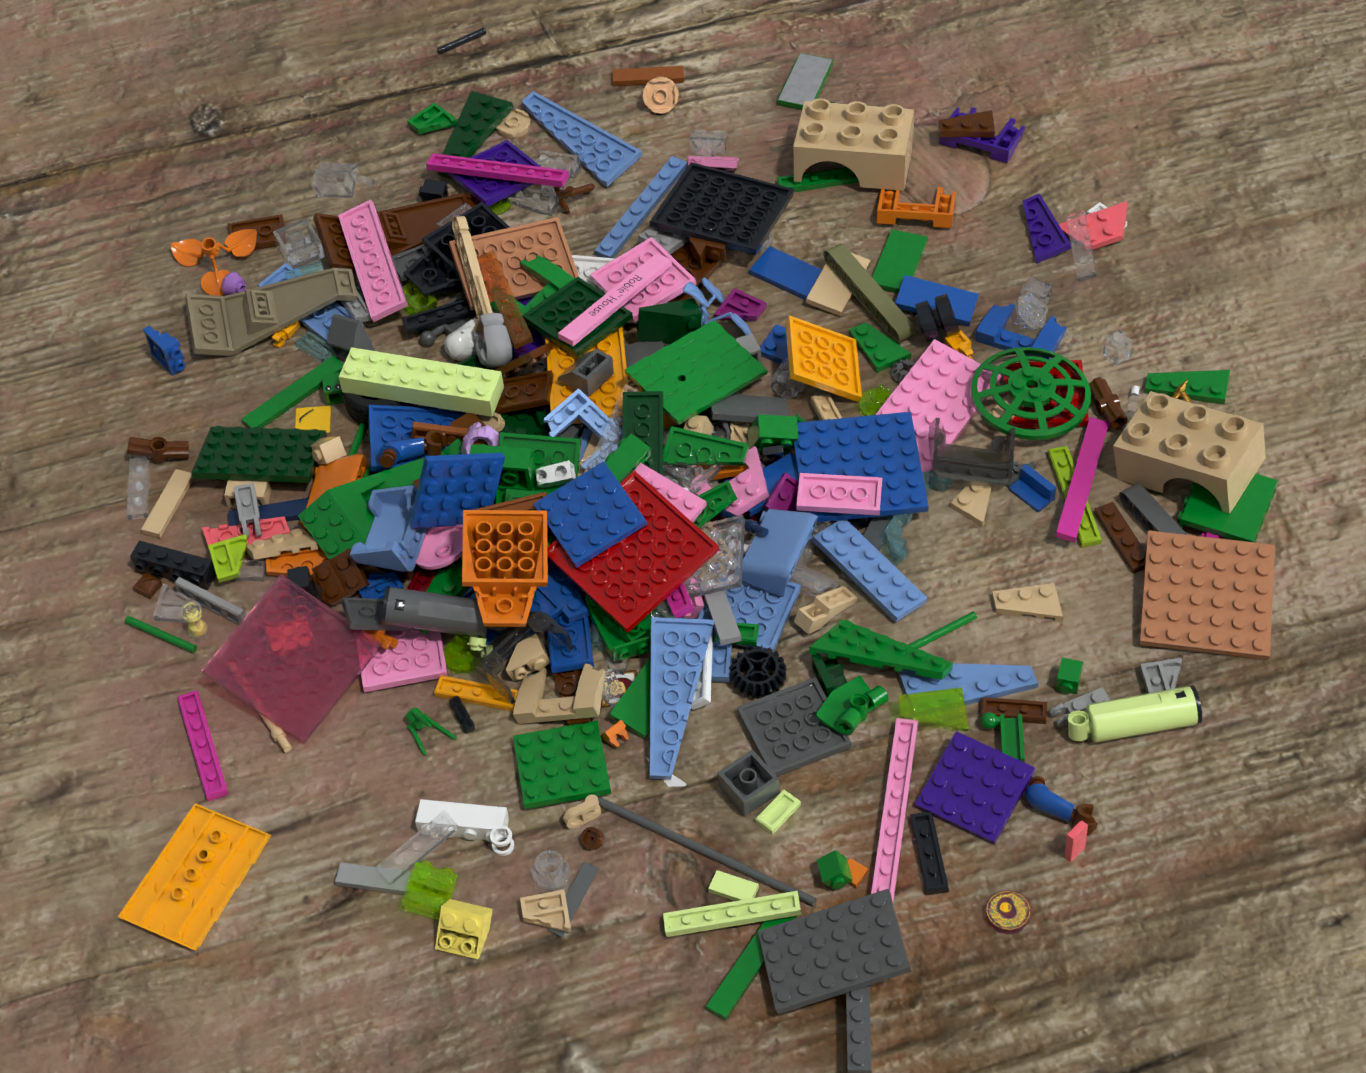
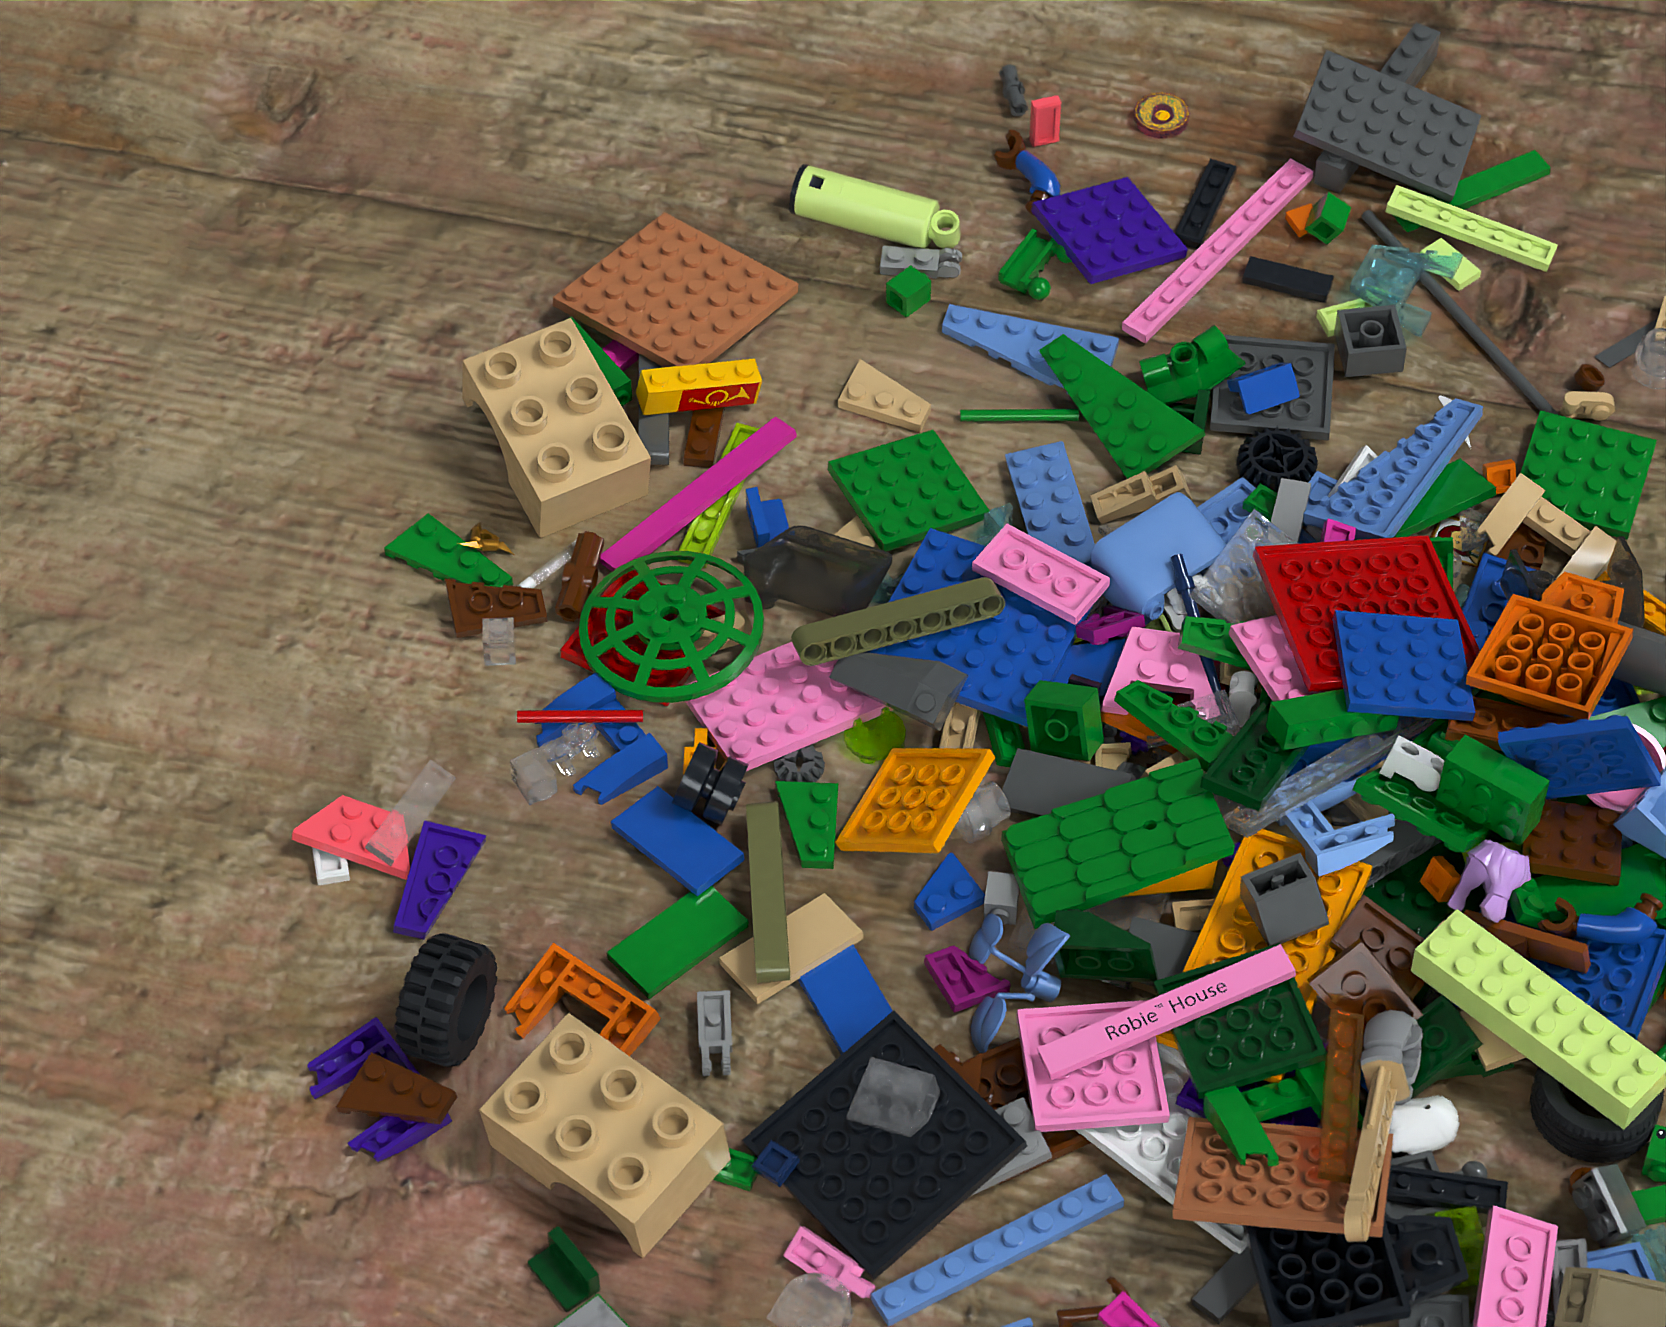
camera: 155 degrees left, 0 degrees up
(724, 206) = (894, 1098): none -> clear slope
(765, 846) = (1390, 276): none -> clear light blue wing
(769, 181) = (775, 1163): none -> dark blue tile
(797, 710) = (1265, 387): none -> blue panel
(835, 818) = (1288, 279): none -> black tile
(846, 229) = (714, 1028): none -> light grey hinge
(859, 401) = (906, 684): none -> dark grey wedge
(897, 426) = (897, 621): none -> olive beam
(935, 707) = (1091, 322): clear neon green wing -> none
(966, 546) = (907, 490): none -> green plate
(974, 152) = (446, 1000): none -> black tyre
(1031, 710) = (997, 294): reddish brown tile -> none
(1038, 326) = (579, 716): none -> red bar
(1123, 874) = (1013, 90): none -> dark grey pin
(1133, 526) = (698, 386): none -> yellow brick
(1139, 364) = (477, 602): none -> reddish brown wing
(1160, 674) = (806, 245): light grey wing -> none

